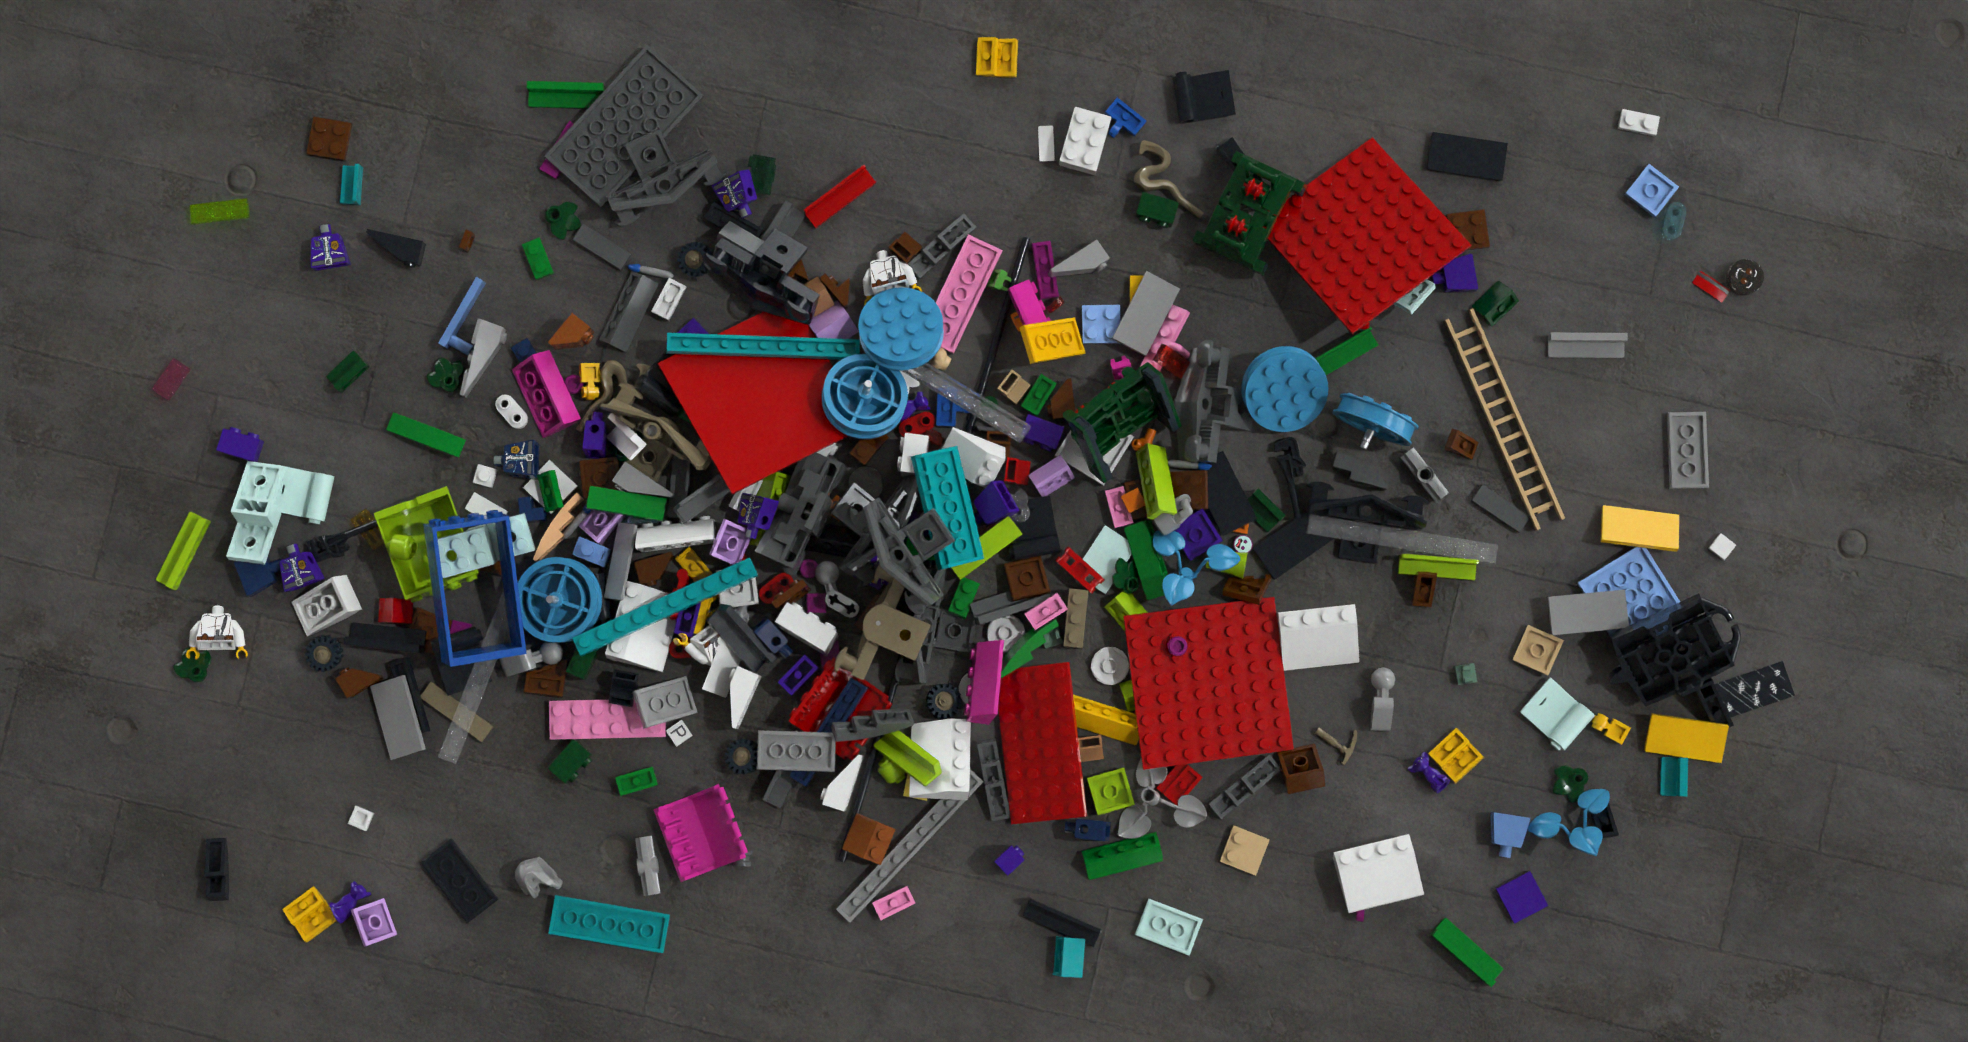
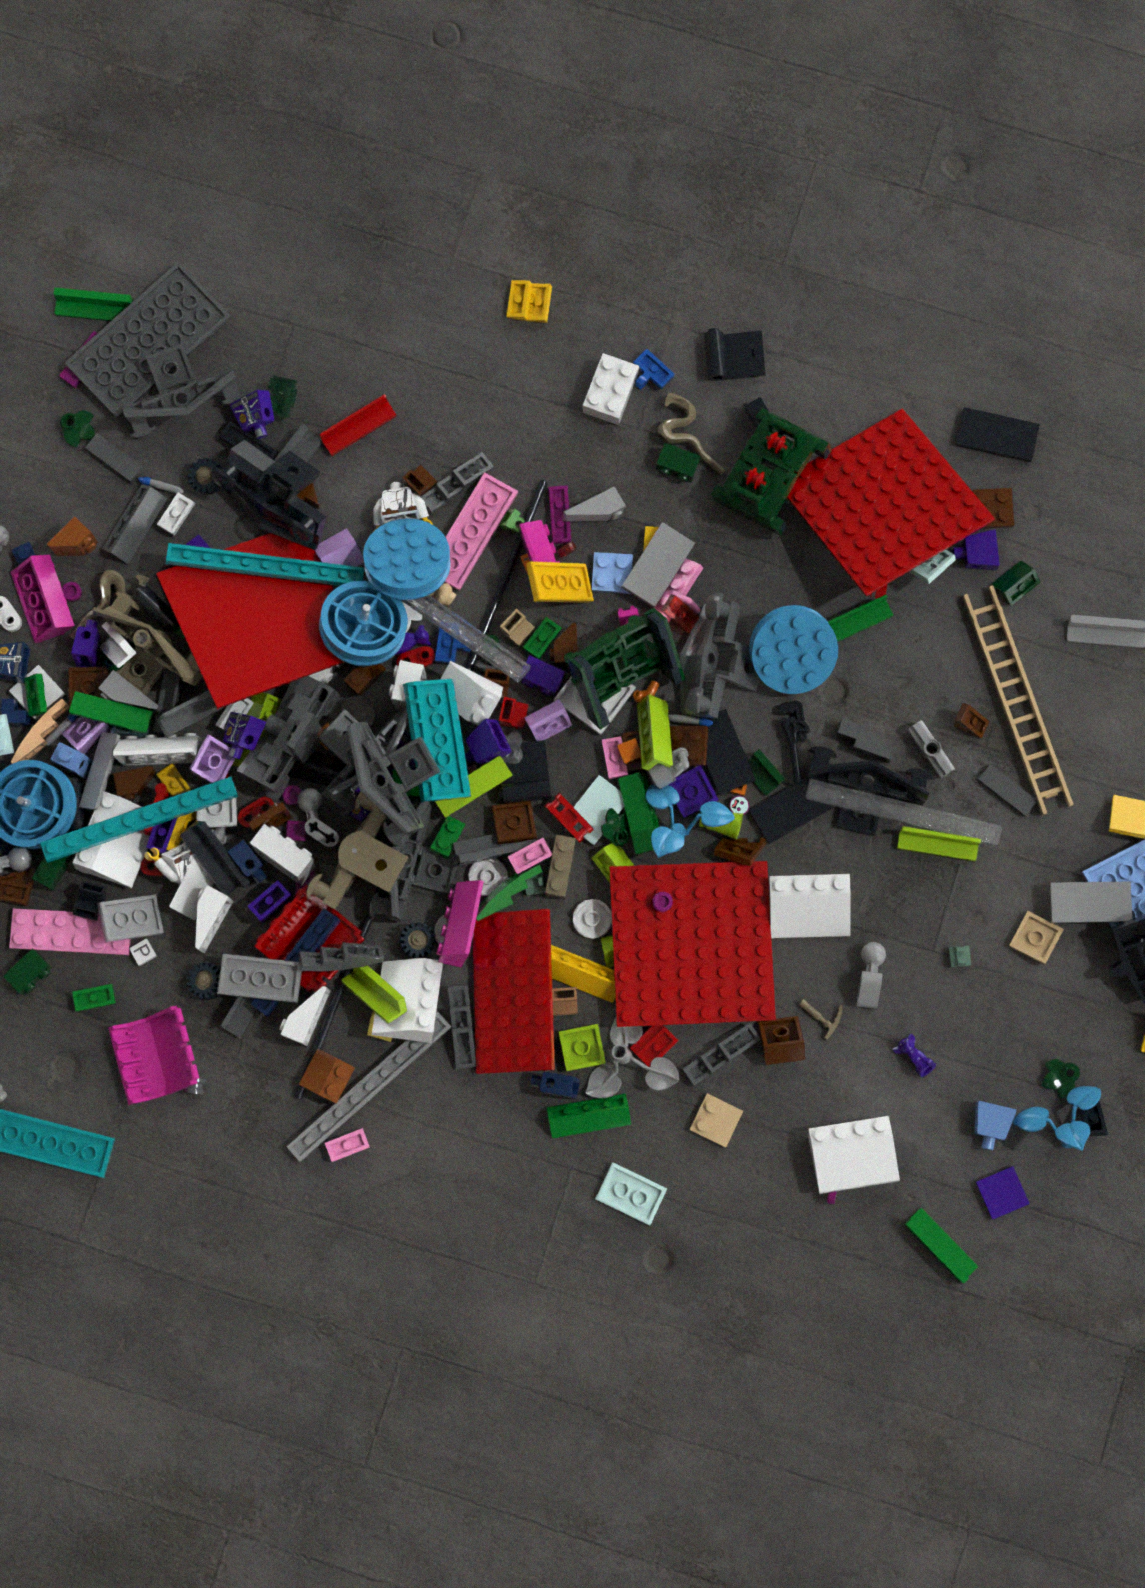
camera: 10 degrees right, 5 degrees down
(538, 258) = (48, 464): green plate -> none
(589, 374) = (88, 583): yellow plate -> none
(647, 865) = (96, 1085): light grey piece -> none
(825, 301) = (332, 526): medium nougat piece -> none
(840, 293) = (350, 520): reddish brown slope -> none
(890, 771) = (356, 1008): lime head -> none
(935, 437) = (432, 672): clear red plate -> none
(1010, 859) = (471, 1108): dark purple brick -> none
(1046, 143) = (571, 389): white sticker -> none
(1061, 922) = (520, 1179): black panel -> none
(1069, 957) = (524, 1216): teal panel -> none
(1375, 420) = (883, 686): dark azure wheel -> none
(1424, 588) = (922, 864): reddish brown slope -> none
(1456, 755) = (943, 1040): yellow slope -> none
(1558, 716) = (1052, 1006): light aqua door -> none
(1615, 730) = (1111, 1027): yellow plate -> none

